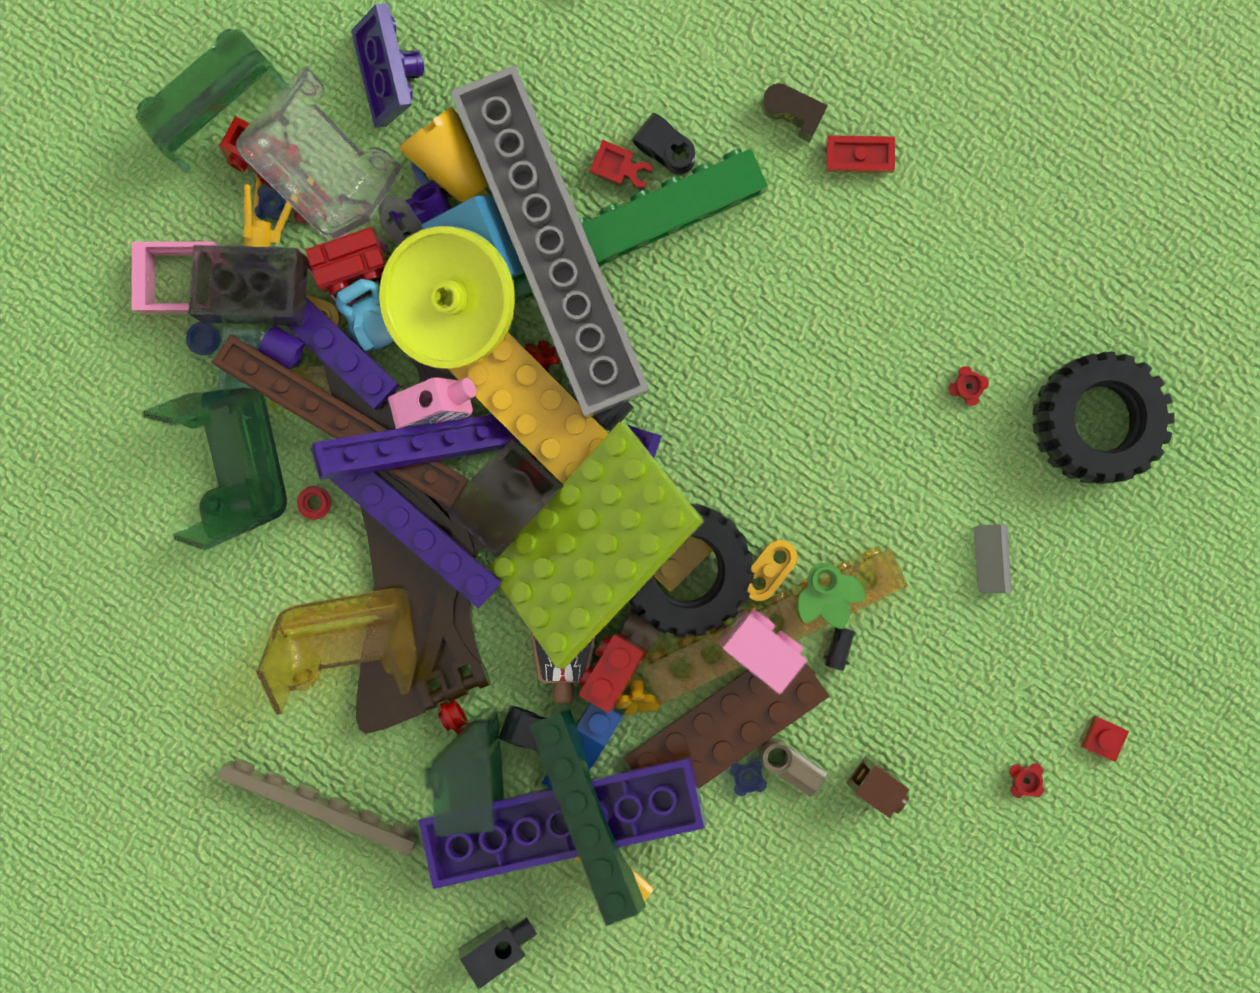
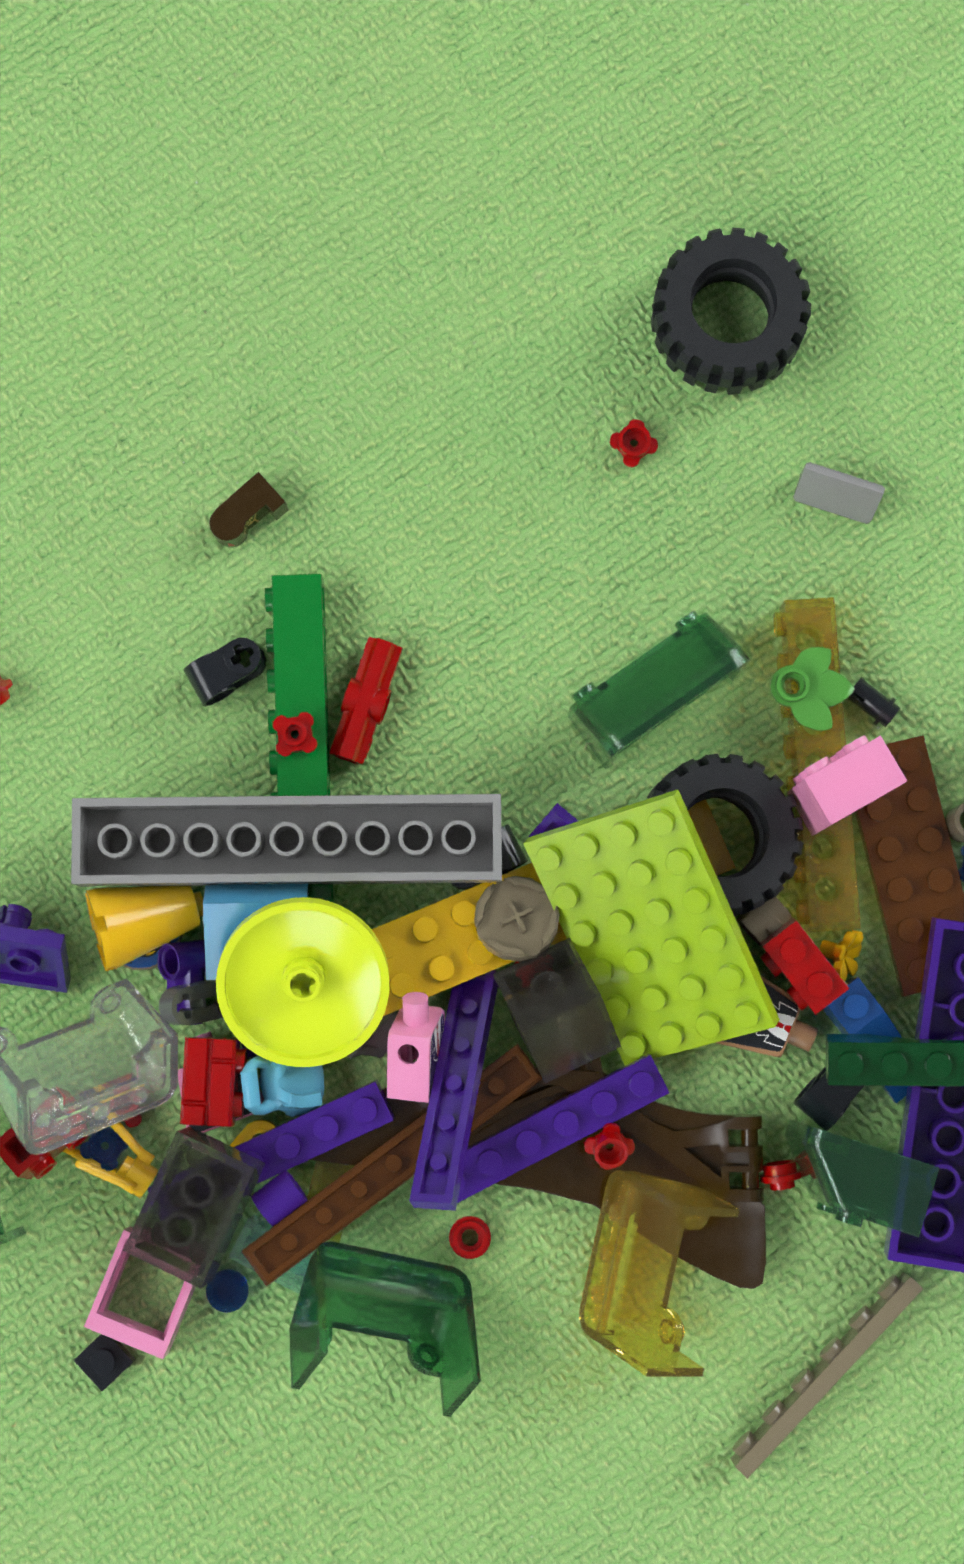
camera: 65 degrees left, 5 degrees down
(115, 269) = (104, 1361): none -> black plate
(413, 583) = (609, 1157): none -> red plate
(543, 354) = (406, 902): red plant -> none
(561, 440) = (516, 919): none -> dark tan tile
(615, 164) = (224, 735): red plate -> none
(644, 218) = (305, 740): none -> red plate
(685, 261) = (366, 701): none -> red piece
(770, 571) = (756, 745): yellow plate -> none
(784, 476) = (656, 686): none -> clear green windscreen
(860, 154) = (326, 458): red plate -> none

